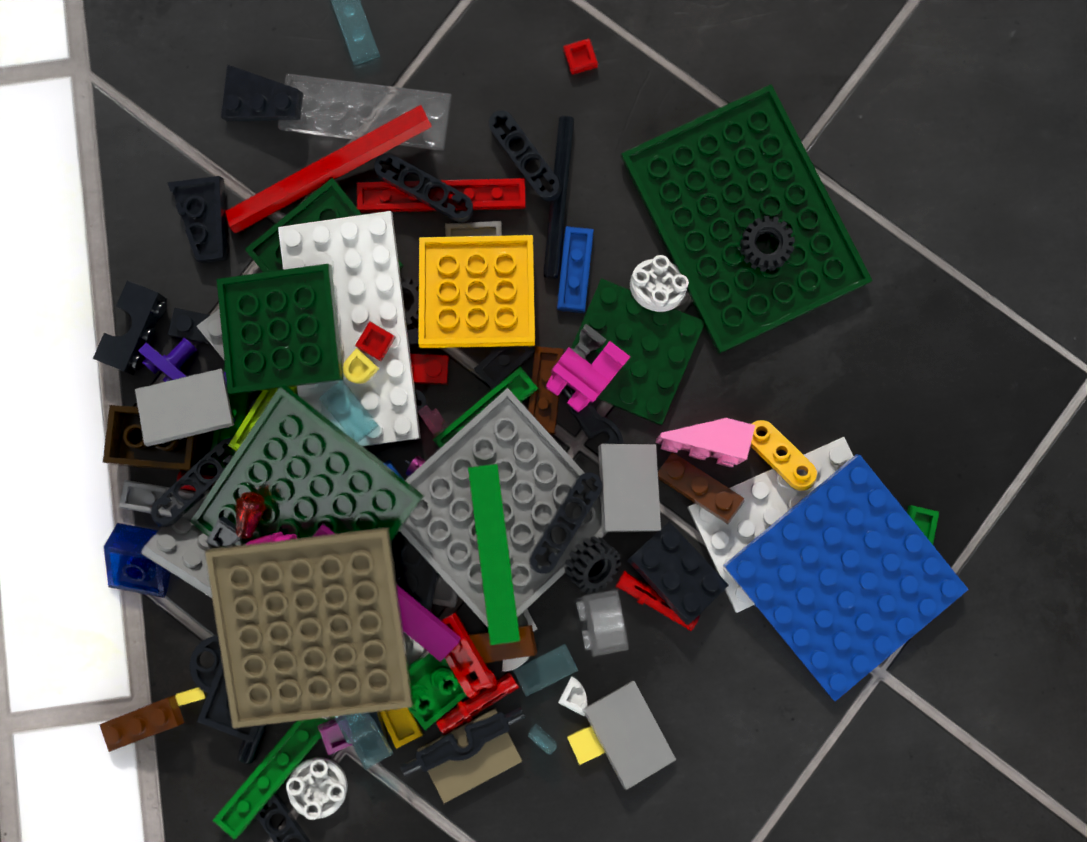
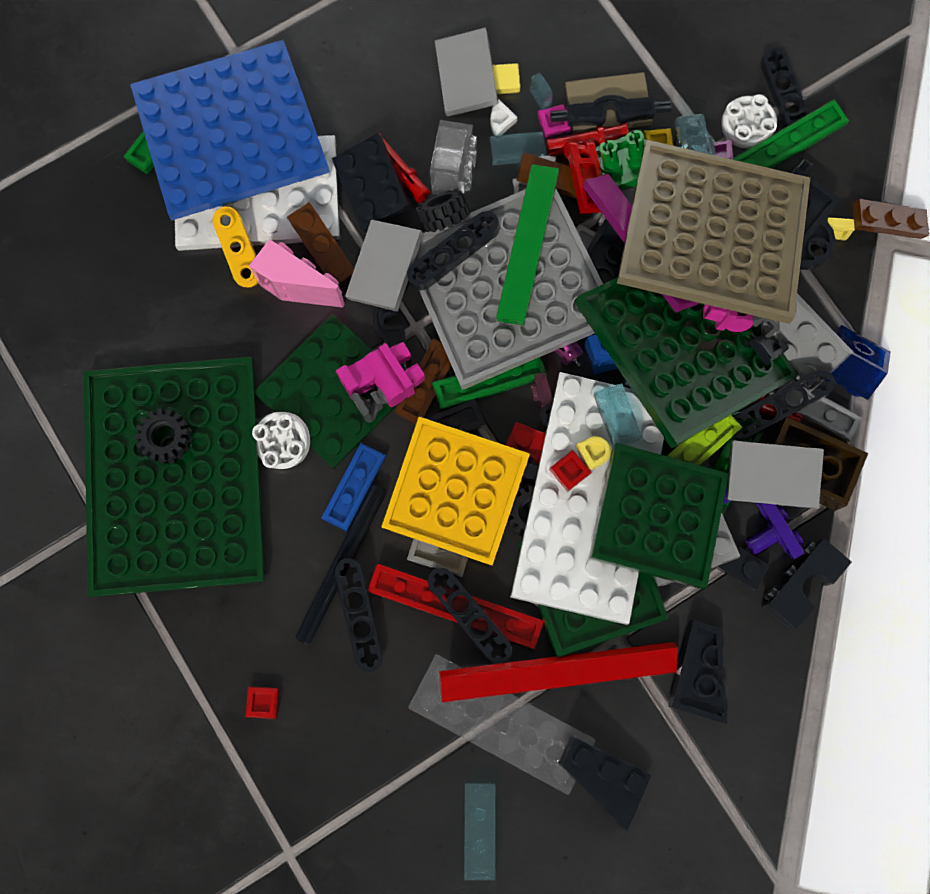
camera: 160 degrees left, 5 degrees down
(248, 513) = (741, 351): clear red cone -> none
(528, 710) = (555, 128): none -> dark pink tile

